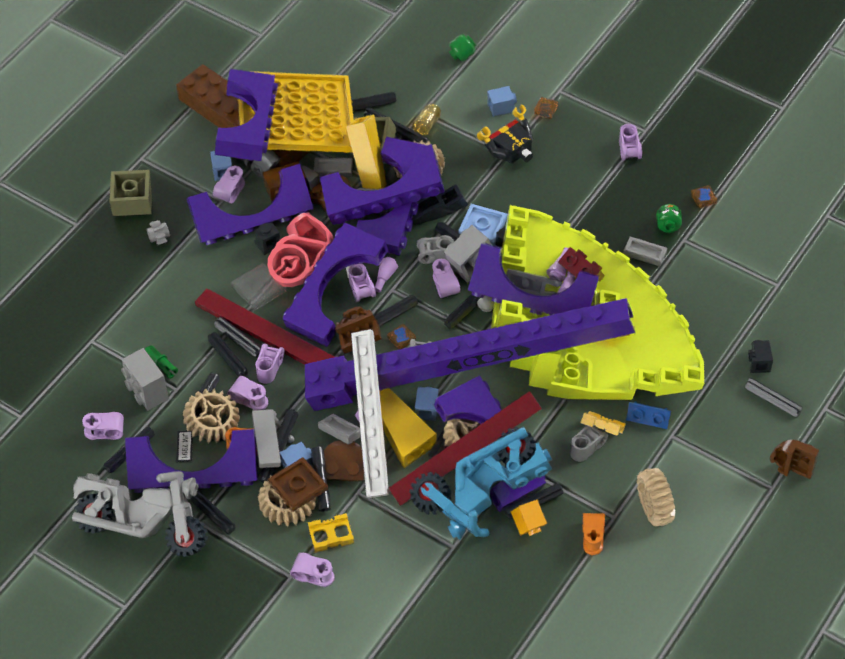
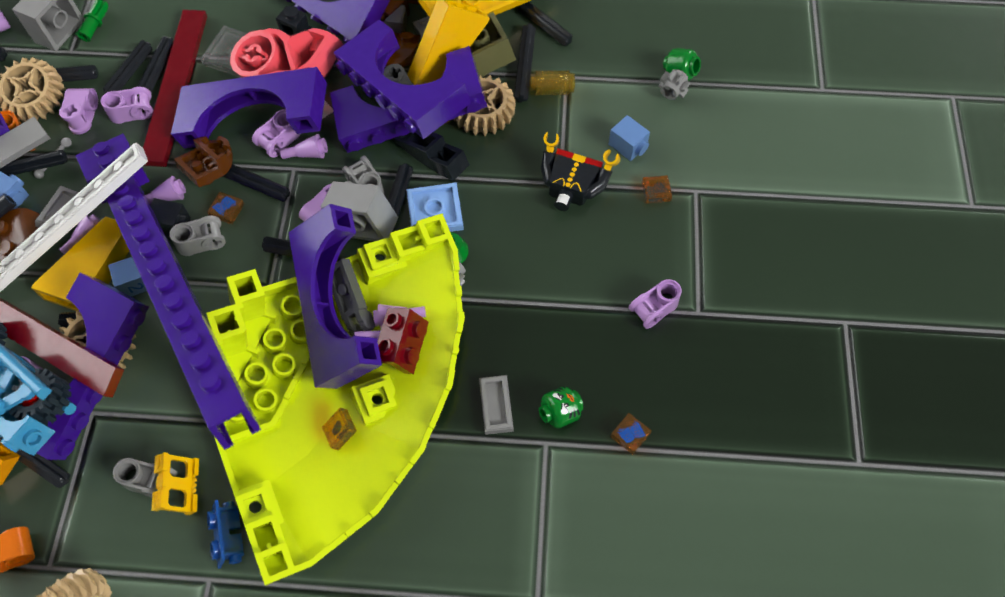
camera: 60 degrees right, 10 degrees up
(476, 59) = (674, 84): none -> light grey gear

